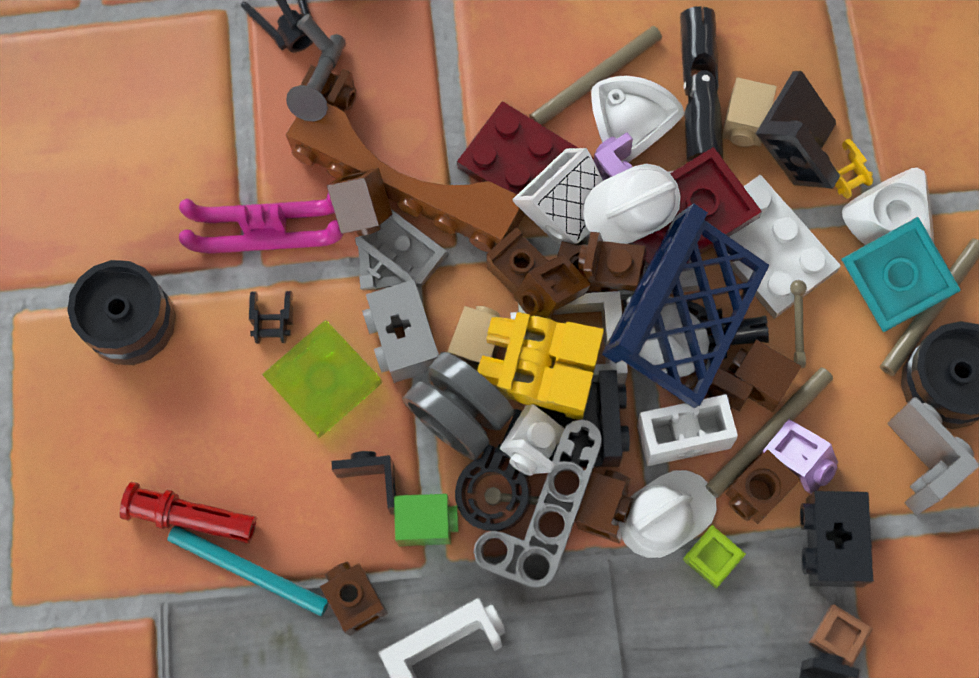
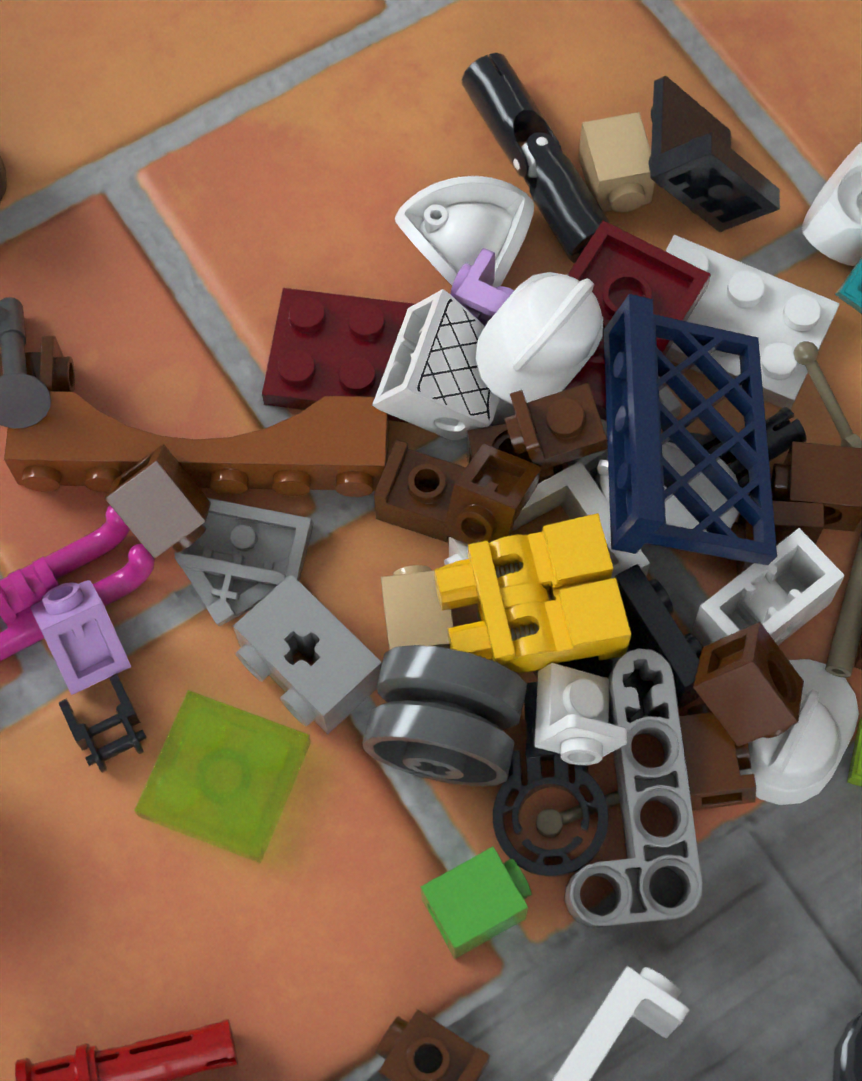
camera: 30 degrees left, 5 degrees down
(279, 258) = (80, 635): none -> lavender bracket
(368, 463) = (354, 862): black bracket -> none
(597, 74) = (388, 206): dark tan bar -> none
(641, 473) = (749, 685): none -> reddish brown brick
(858, 162) = (788, 171): yellow piece -> none

